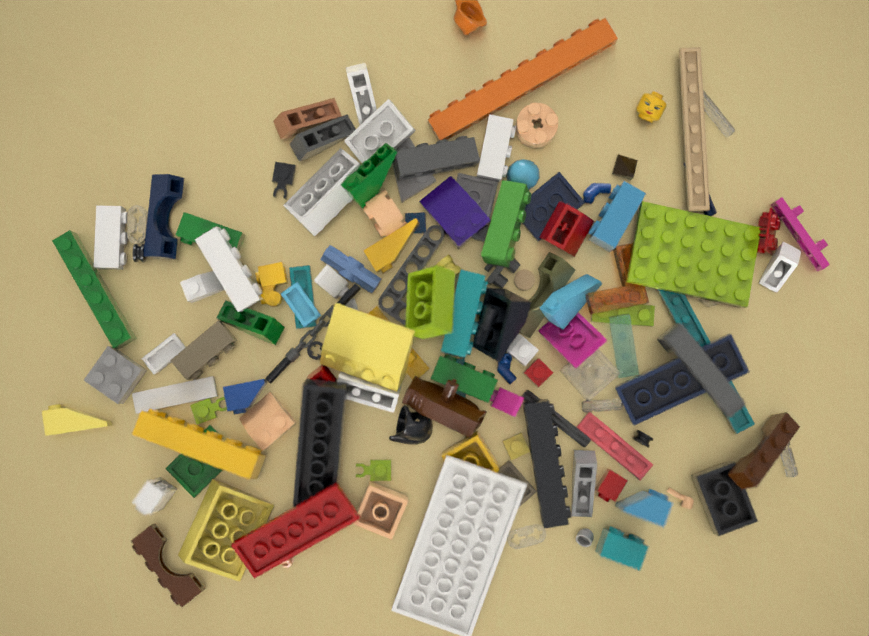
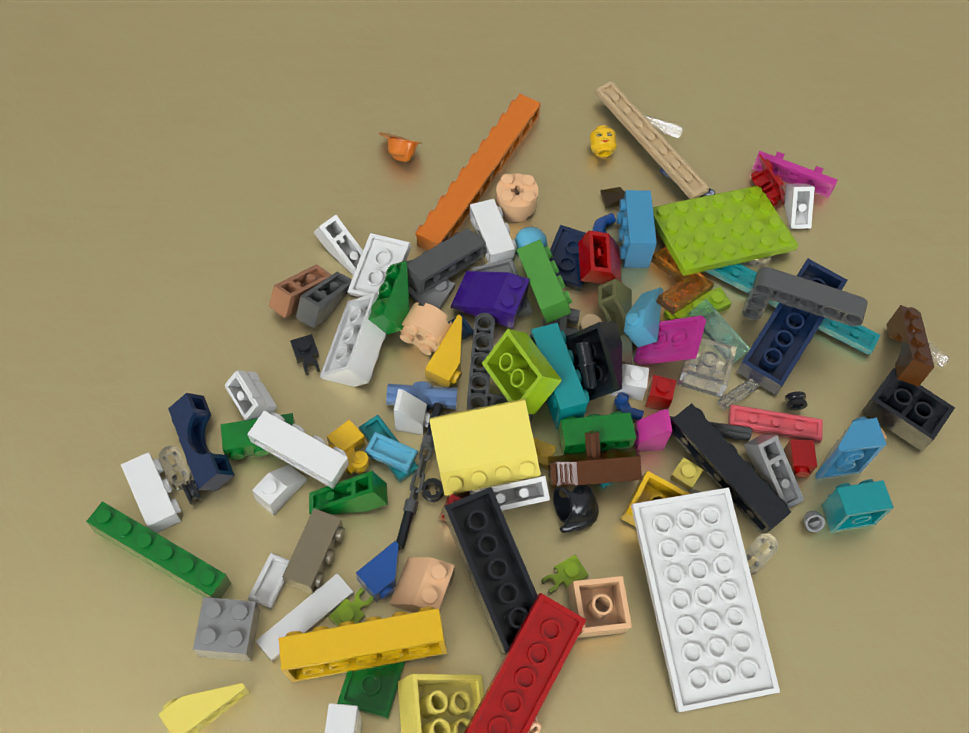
camera: 35 degrees left, 25 degrees down
(219, 198) = (249, 394): none -> white brick

